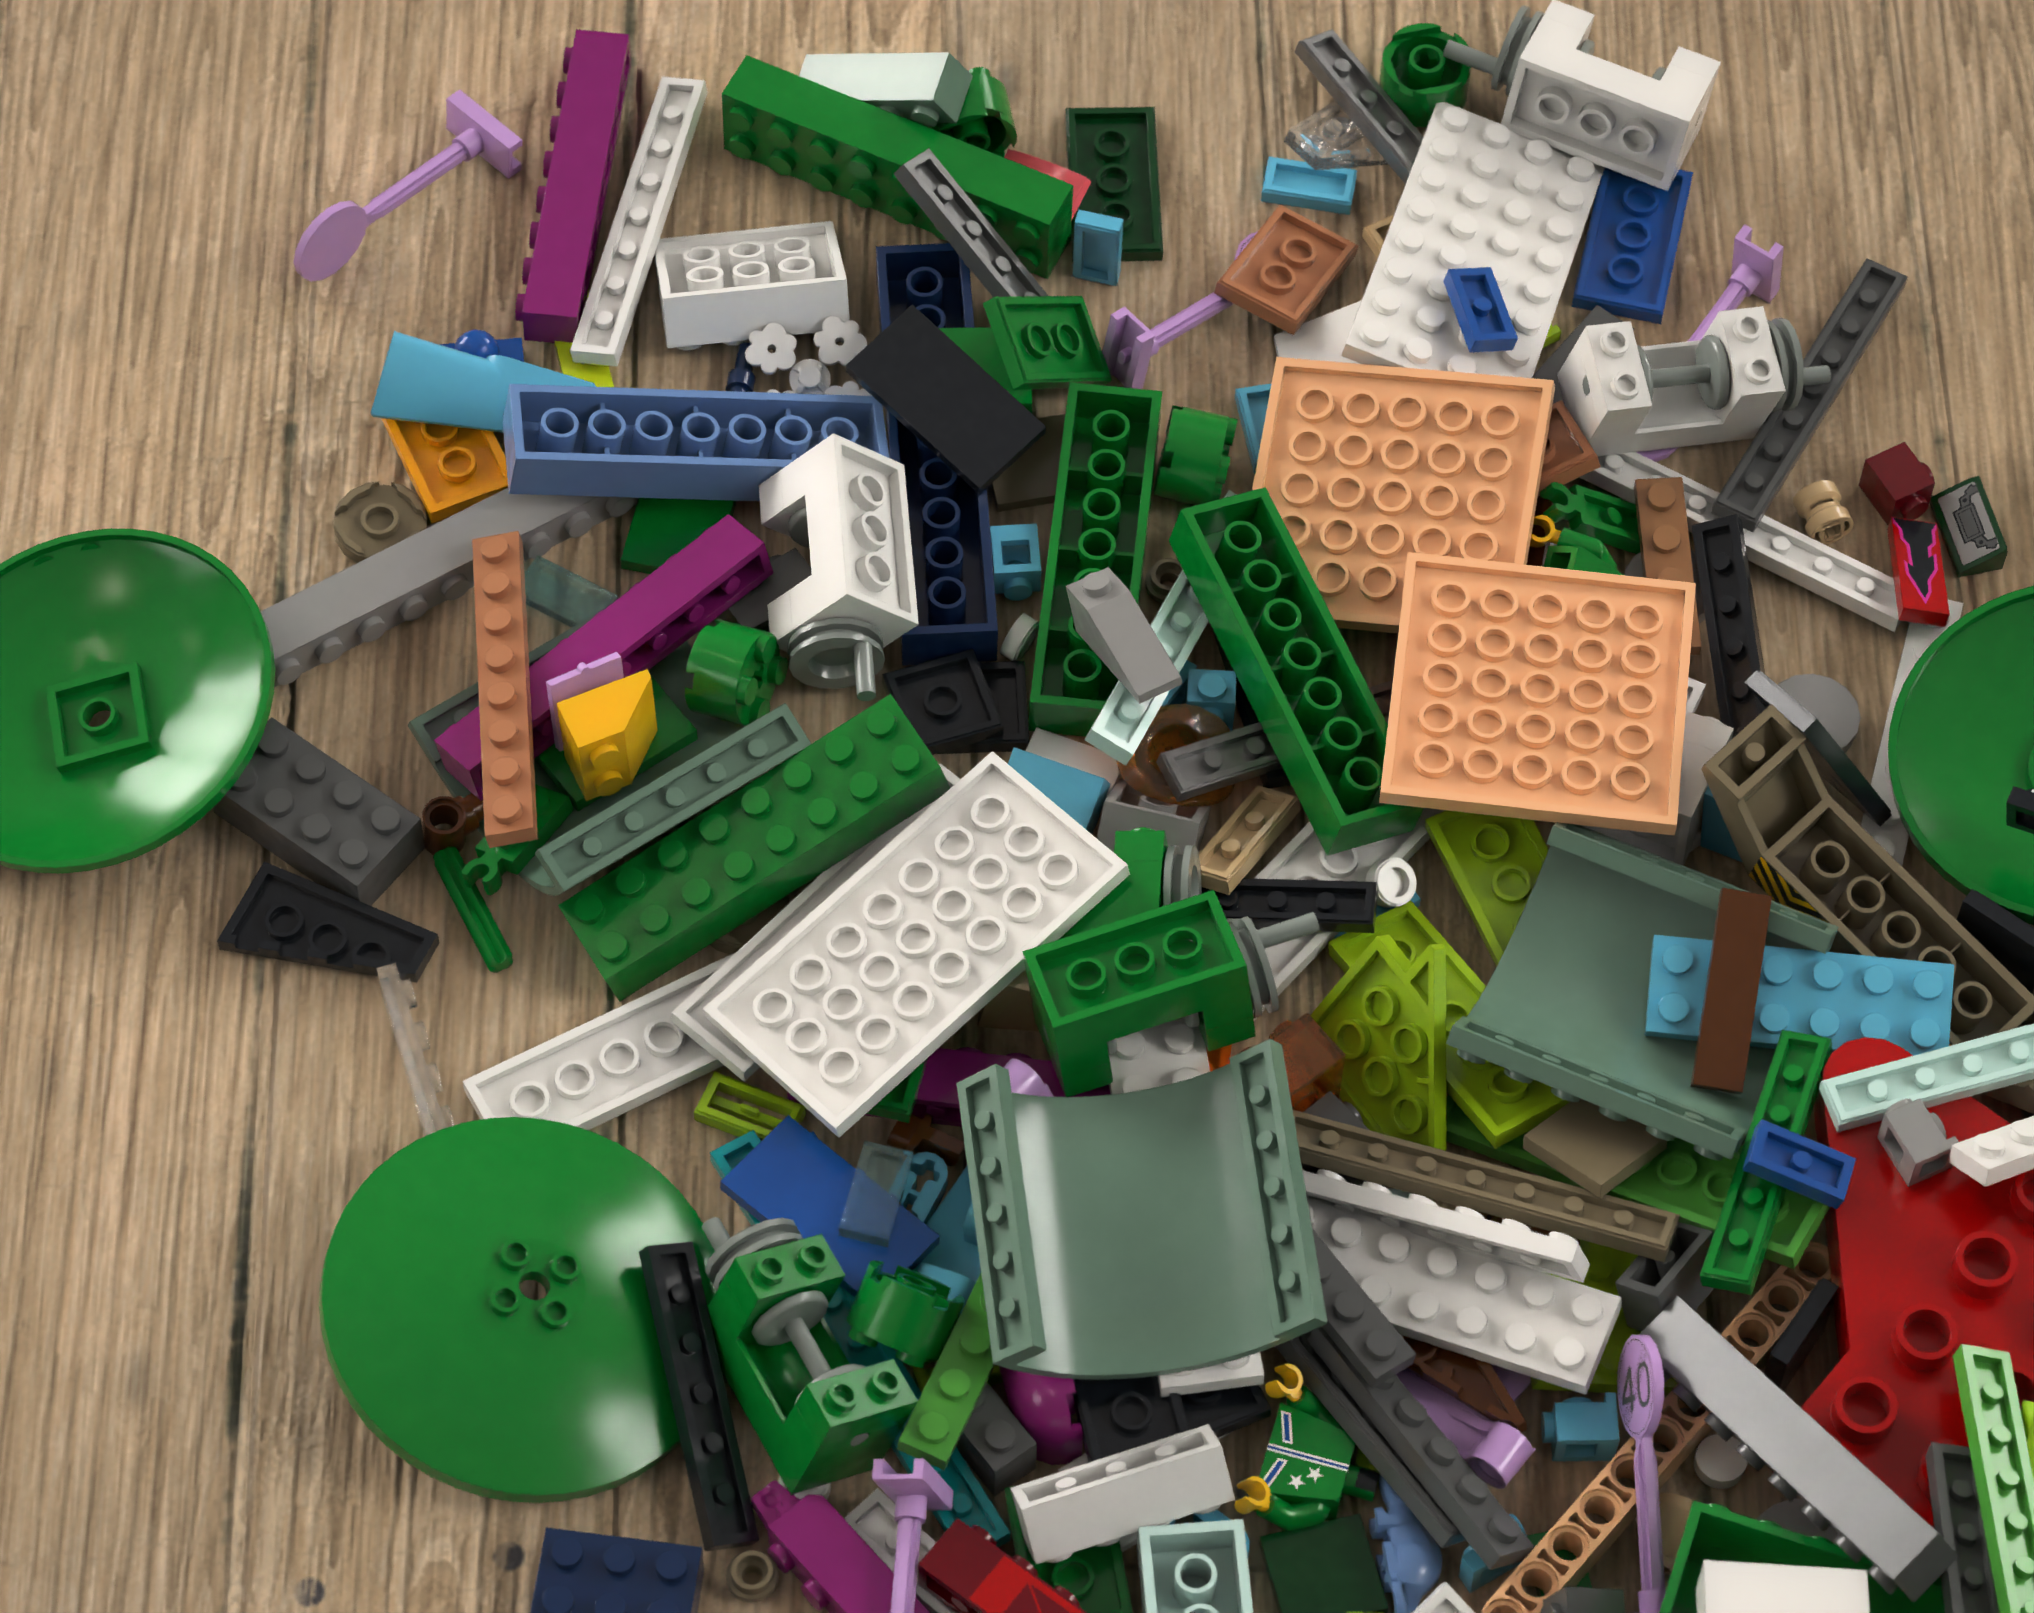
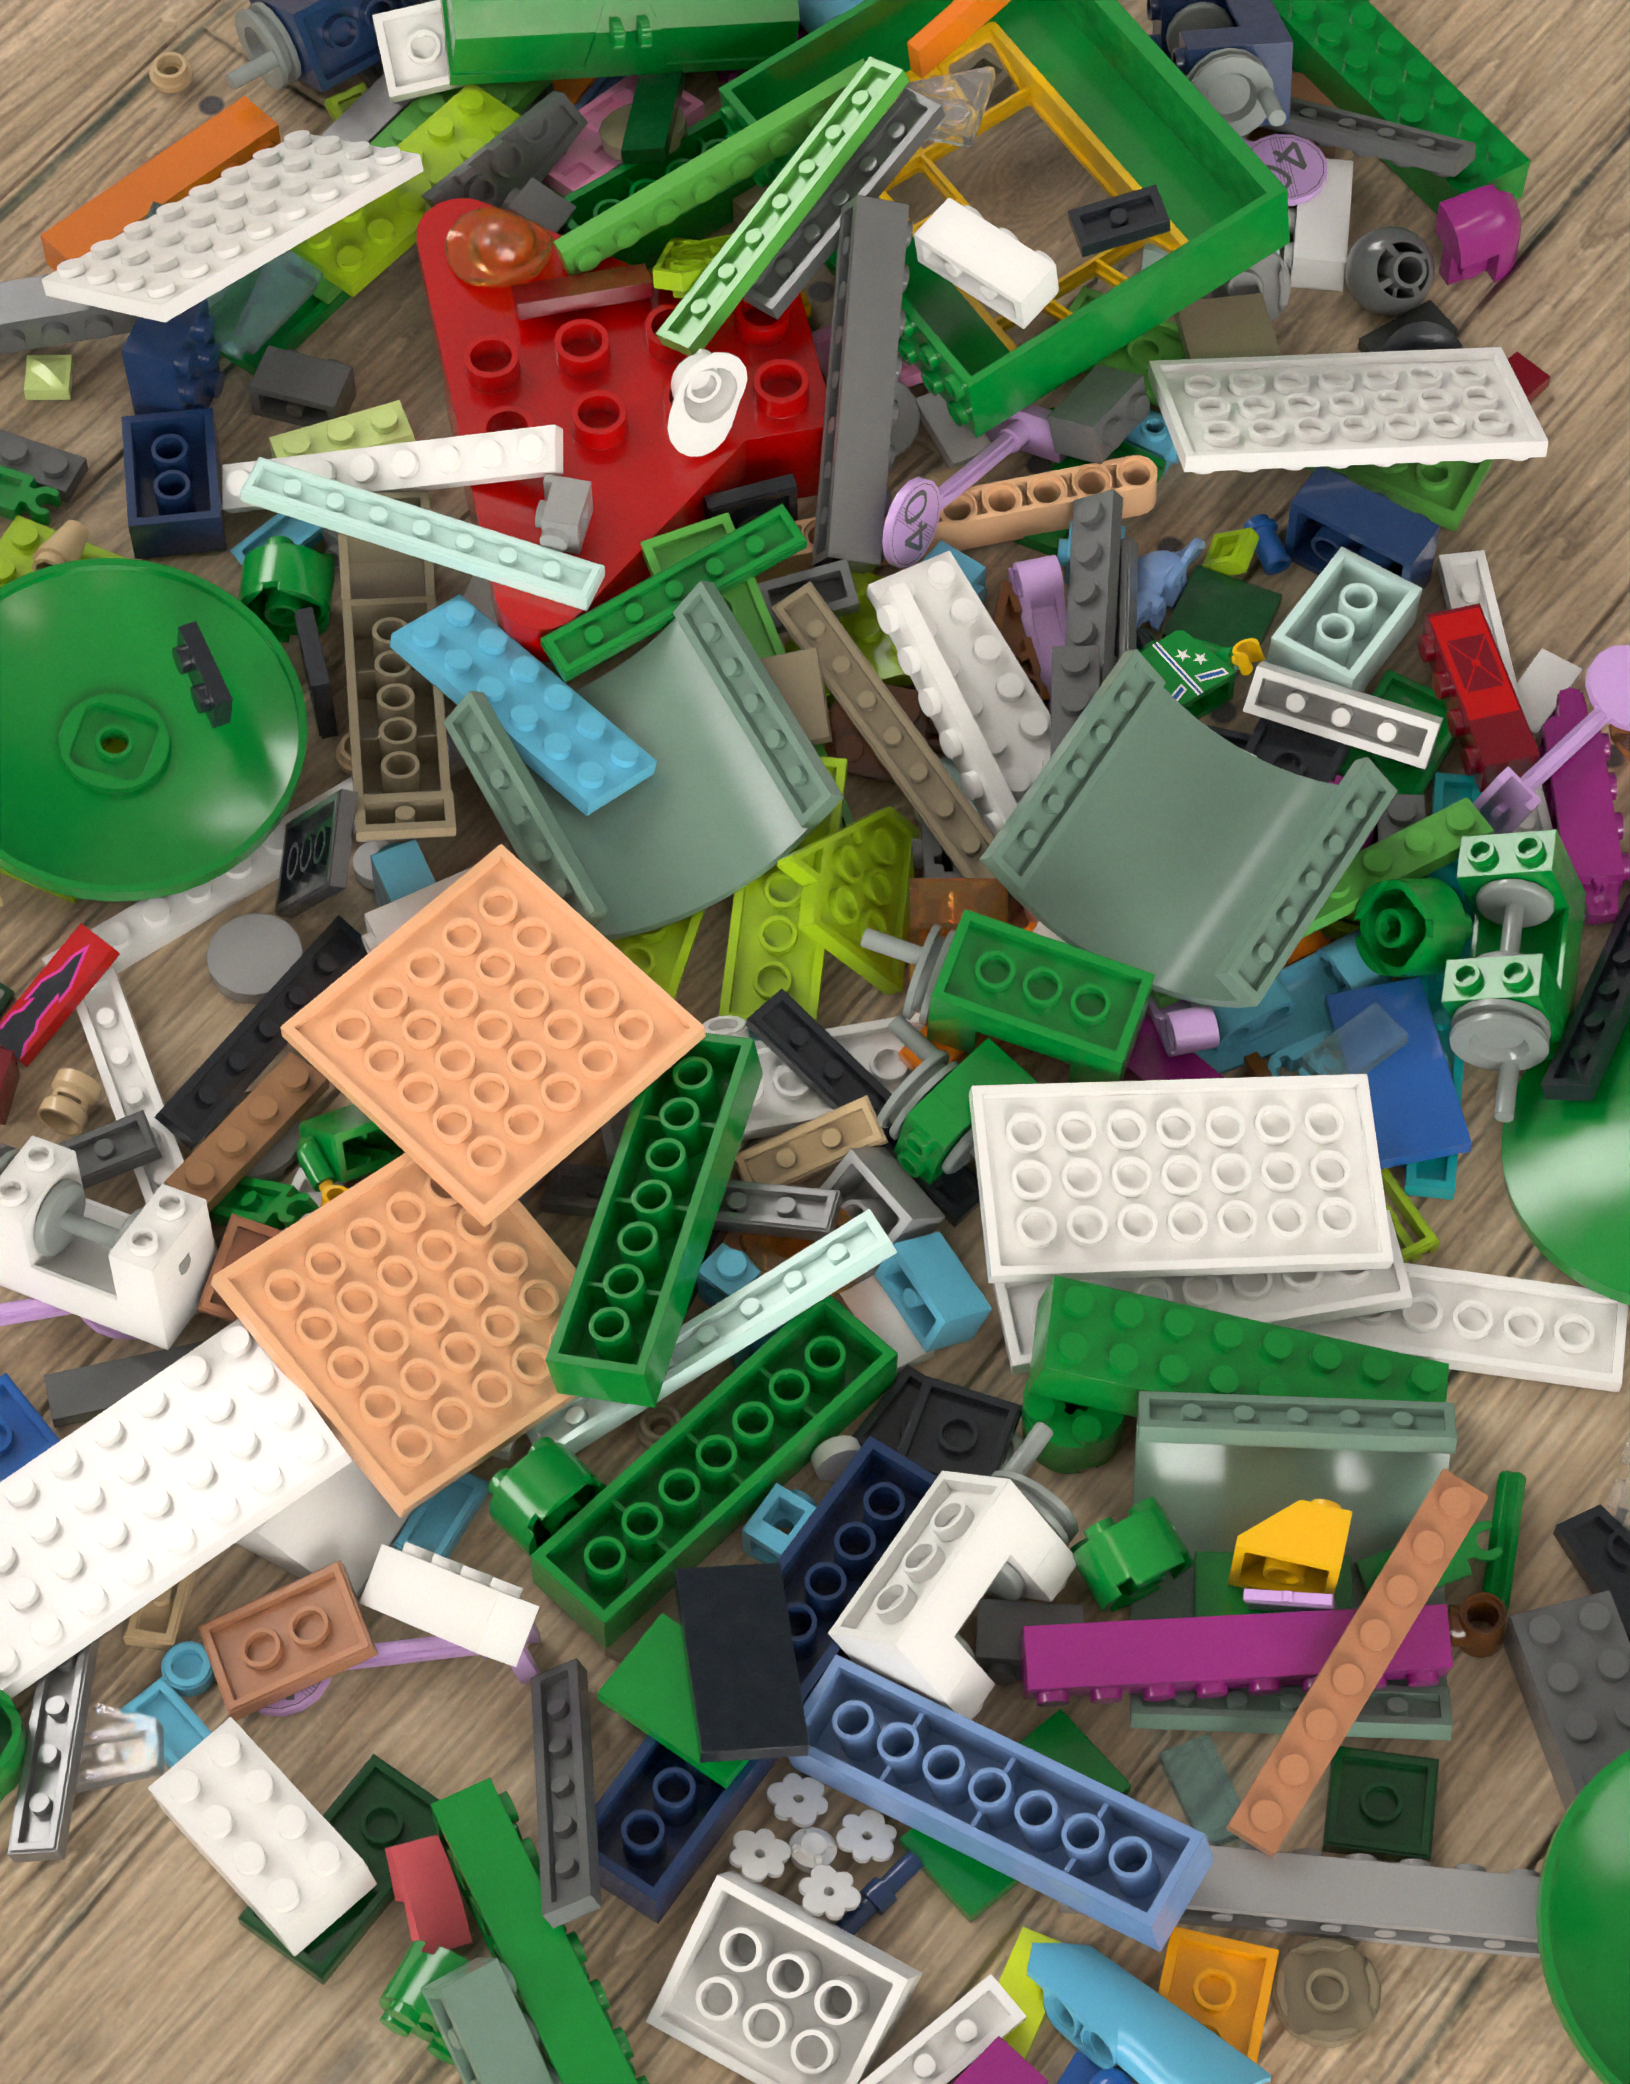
camera: 140 degrees left, 0 degrees up
(426, 664) = (1380, 1804): none -> dark green tile
(1046, 341) = (592, 1668): green tile -> none
(1097, 247) = (442, 1762): medium azure tile -> none
(1121, 635) = (790, 1307): light grey slope -> none
(1180, 141) = (263, 1836): none -> white brick
(1183, 315) = (450, 1601): none -> white brick
(1343, 221) = (187, 1669): none -> medium azure tile
(1480, 309) = (196, 1405): blue plate -> none
(1731, 991) = (577, 717): reddish brown tile -> none
(1799, 1164) = (668, 547): blue plate -> none
(1904, 1309) = (705, 401): none -> white piece

